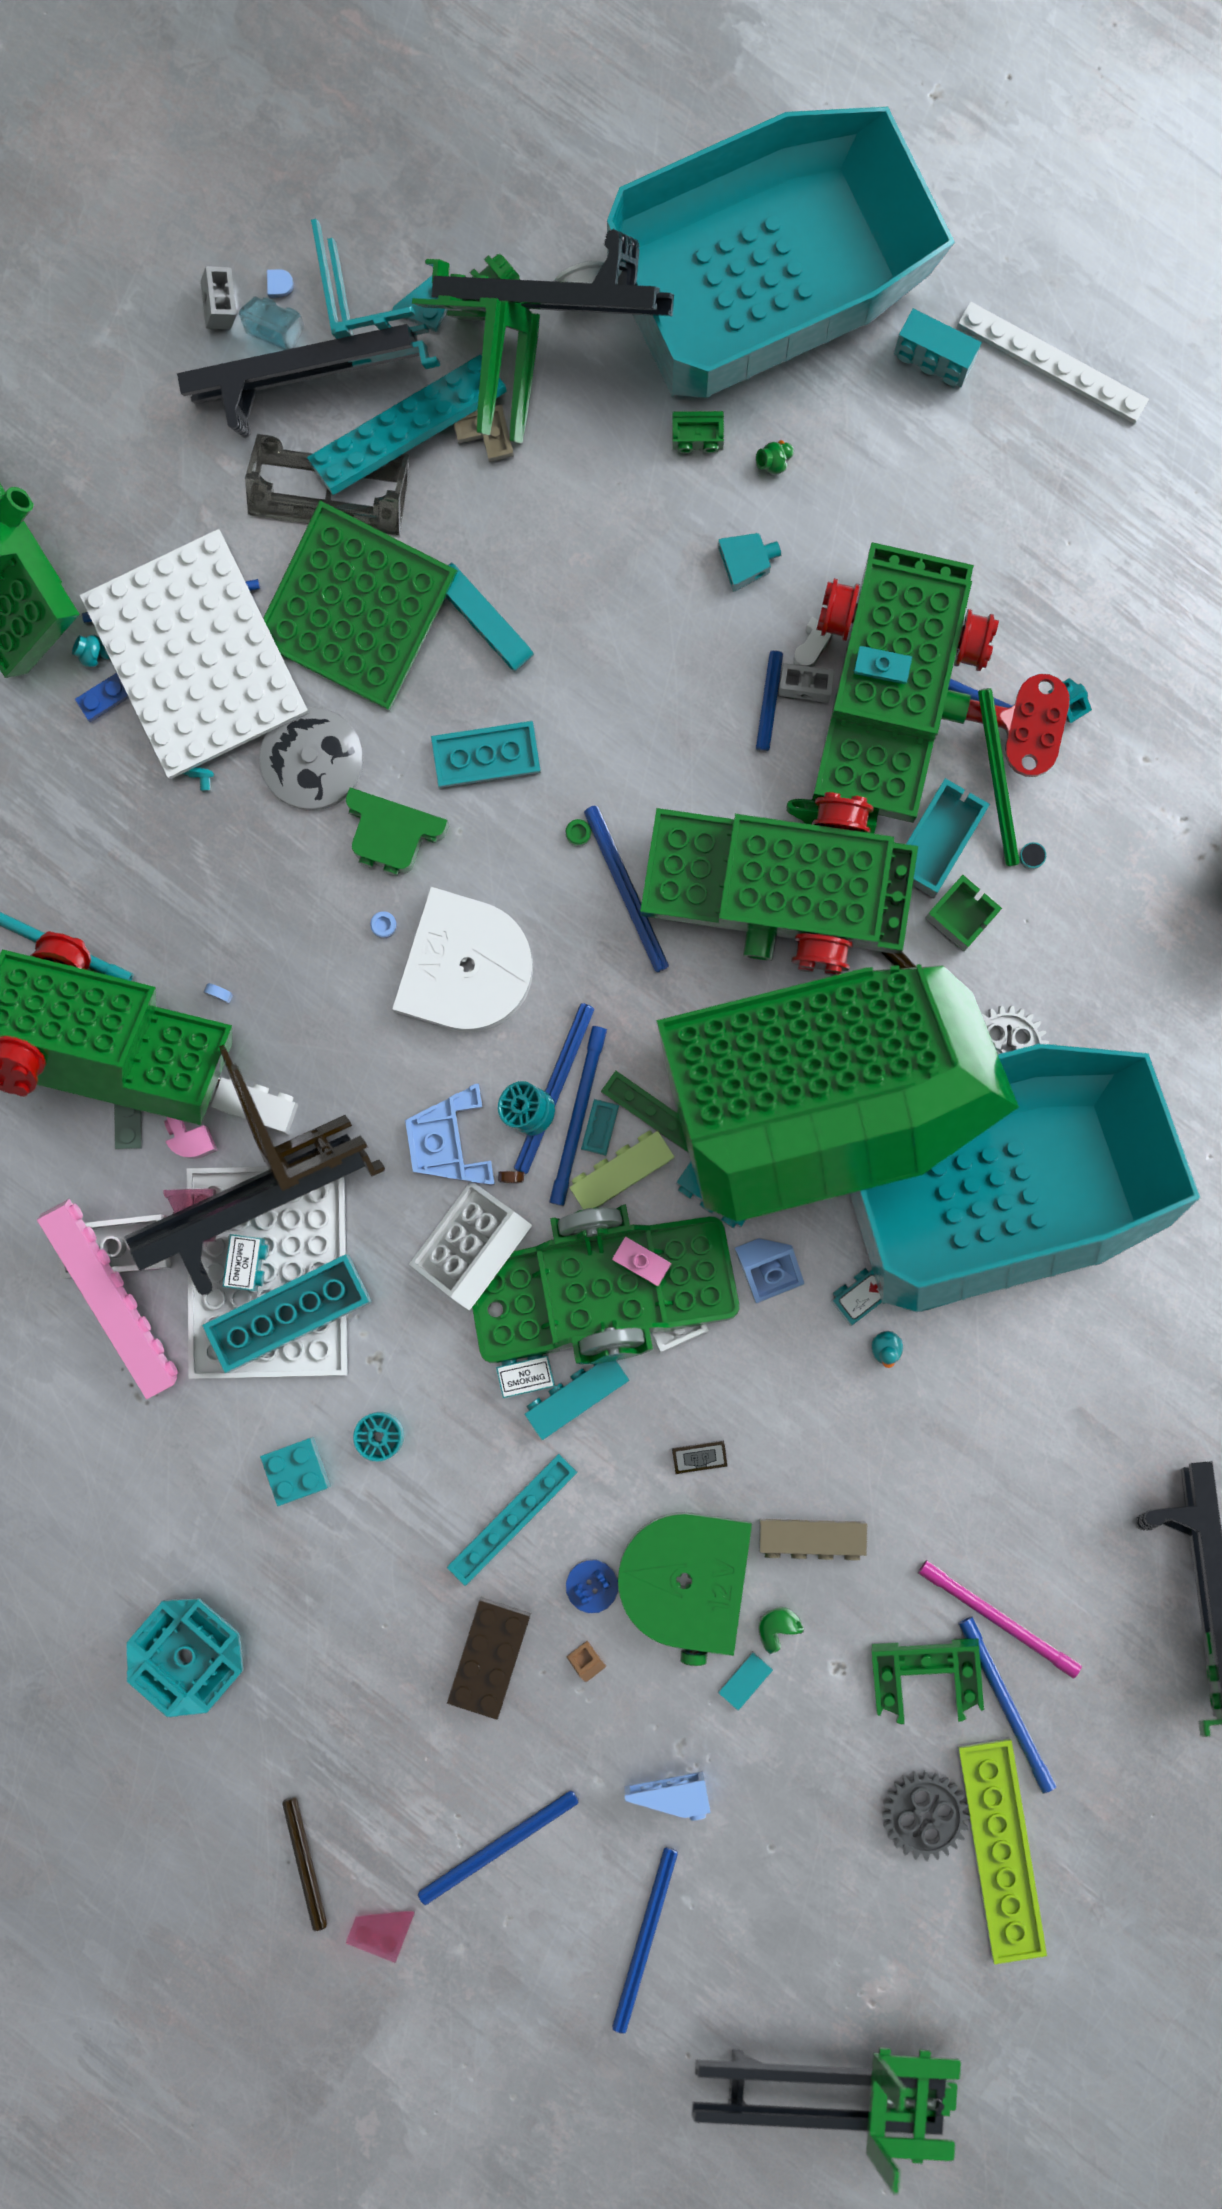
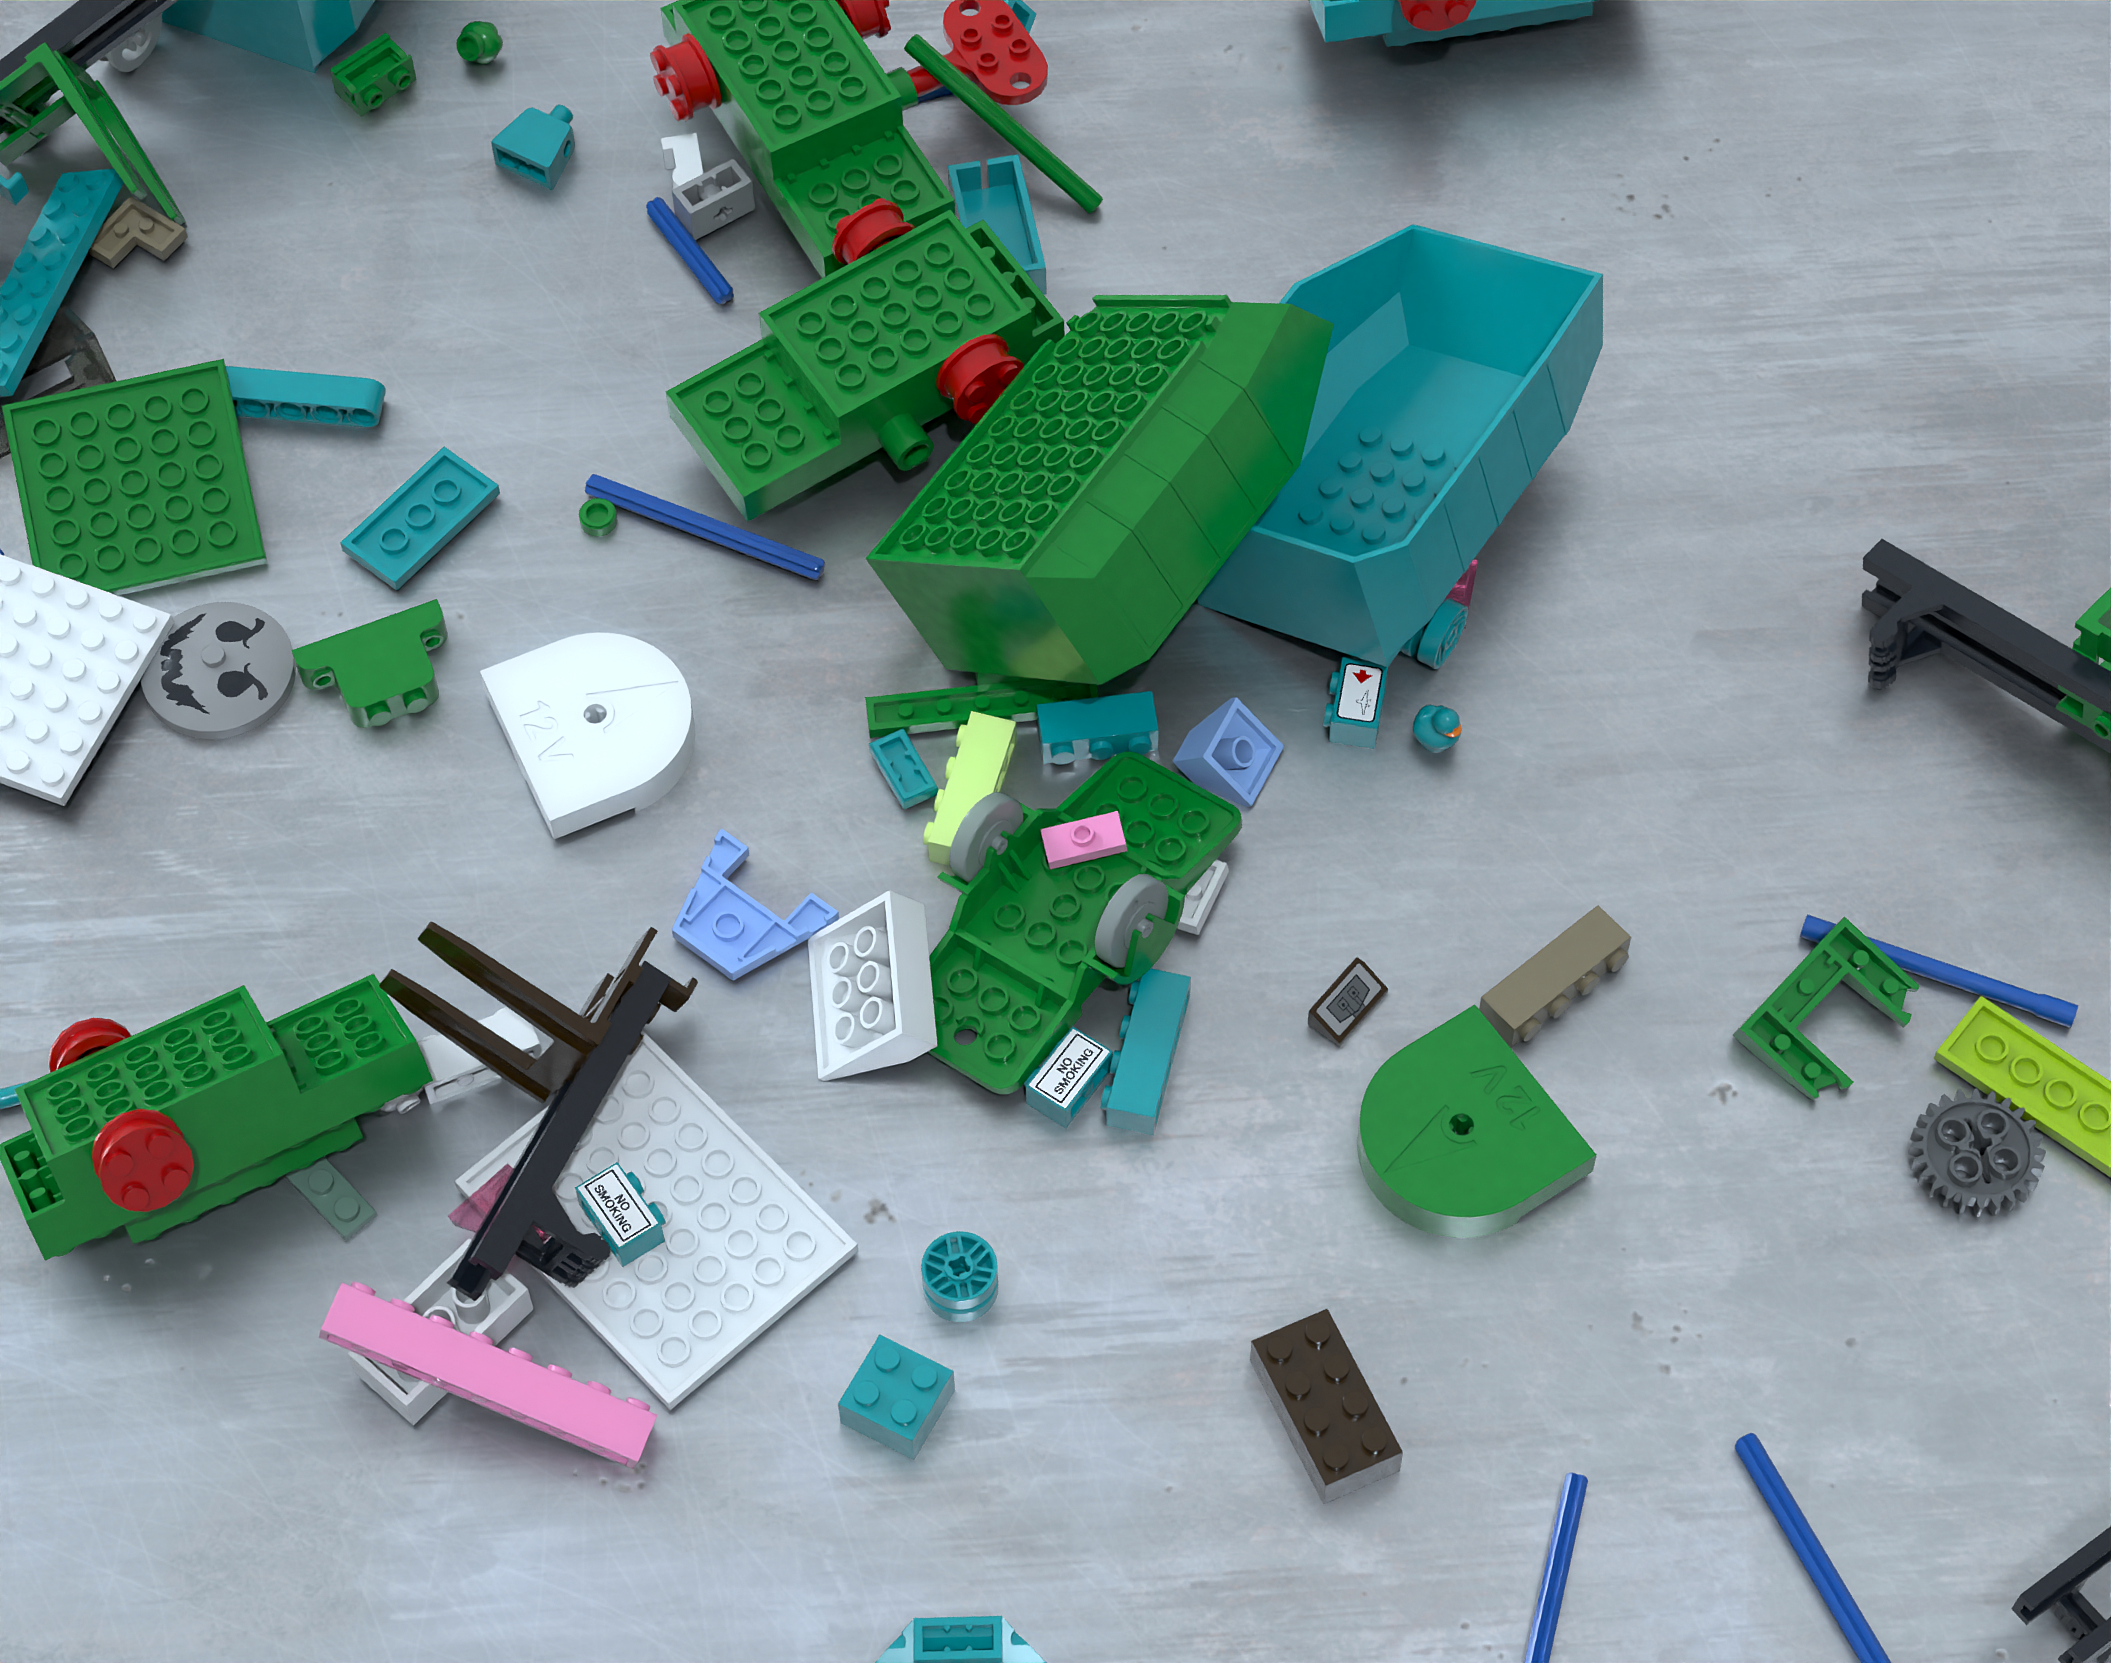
camera: 45 degrees left, 25 degrees down
(189, 1144) = (430, 1157): bright pink brick -> none
(204, 775) = (97, 776): teal bar -> none
(218, 992) = (322, 975): light blue tile -> none
(286, 1313) = (723, 1221): teal brick -> none
(383, 924) = (458, 766): light blue tile -> none
(510, 1177) = (851, 892): reddish brown tile -> none
(511, 1519) = (1203, 1242): teal plate -> none
(526, 1108) = (801, 803): teal wheel -> none
(557, 1080) = (813, 774): blue axle -> none
(582, 1594) = (1362, 1253): blue plate -> none
(586, 1661) = (1440, 1322): medium nougat slope -> none
(594, 1048) = (914, 856): blue piece -> none
(677, 1795) = (1688, 1361): light blue slope -> none
(693, 1657) = (1555, 1208): green tile -> none
(745, 1681) = (1637, 1189): teal tile -> none
(778, 1621) = (1612, 1093): green helmet -> none
(882, 665) = (782, 76): teal plate -> none
(961, 915) = (1081, 279): green piece -> none
(1032, 855) = (1110, 184): black tile -> none
(1058, 1658) = (1939, 881): dark pink piece -> none

